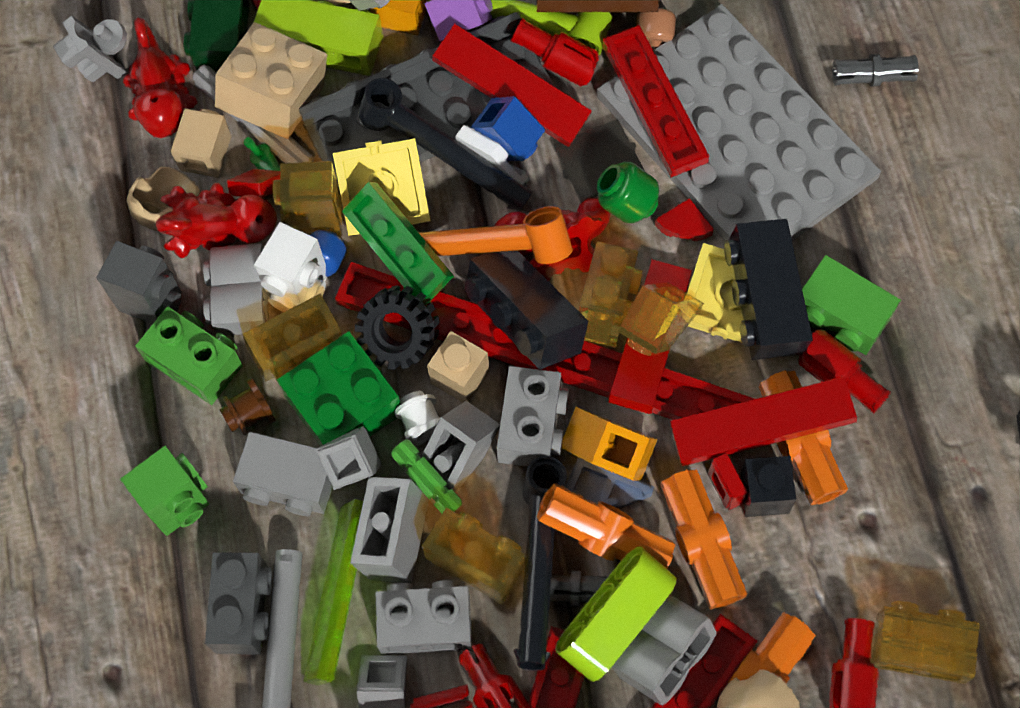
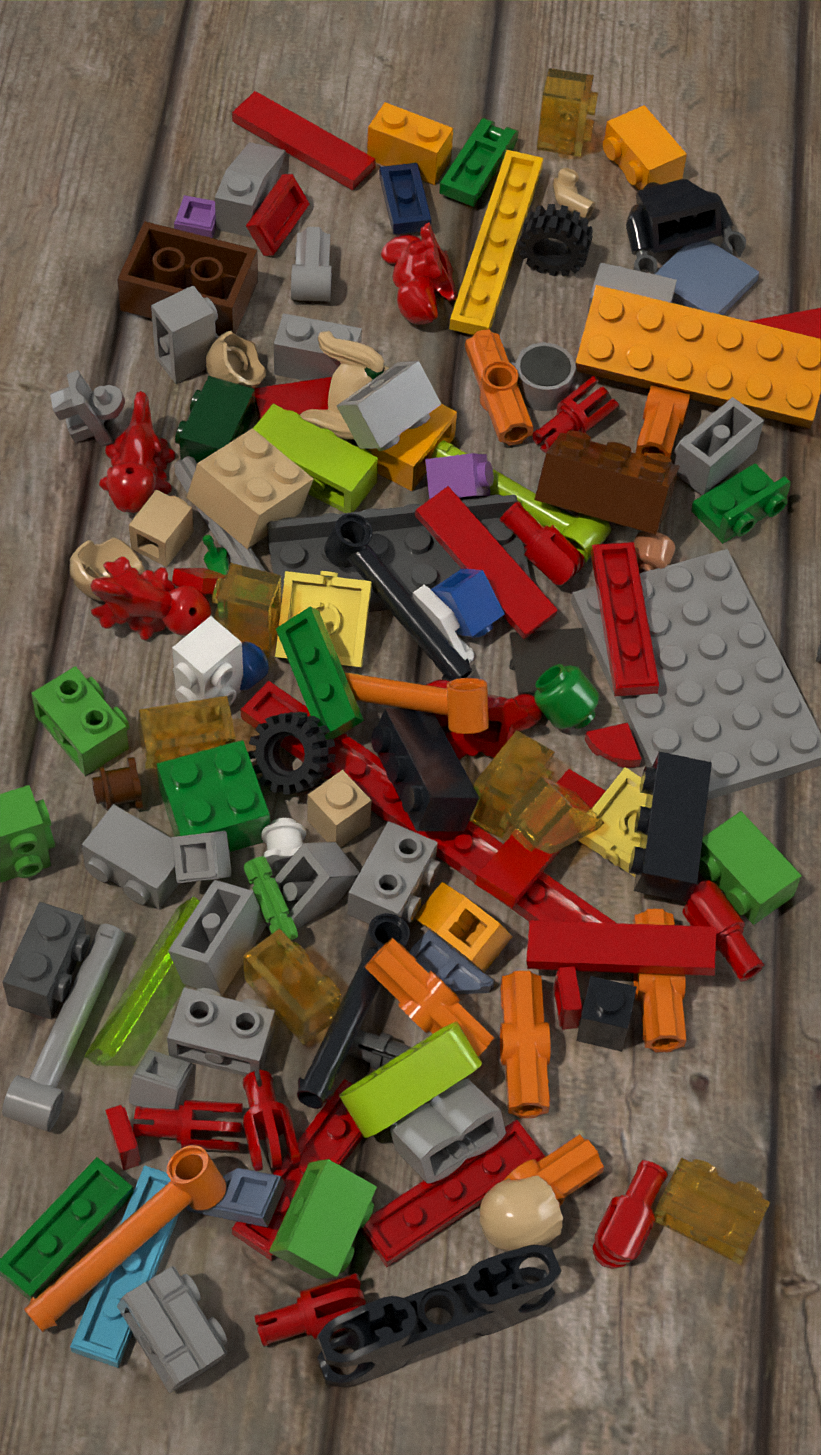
camera: 10 degrees right, 10 degrees down
(139, 282) = (55, 635): dark grey brick -> none
(236, 292) = (146, 671): light grey brick -> none

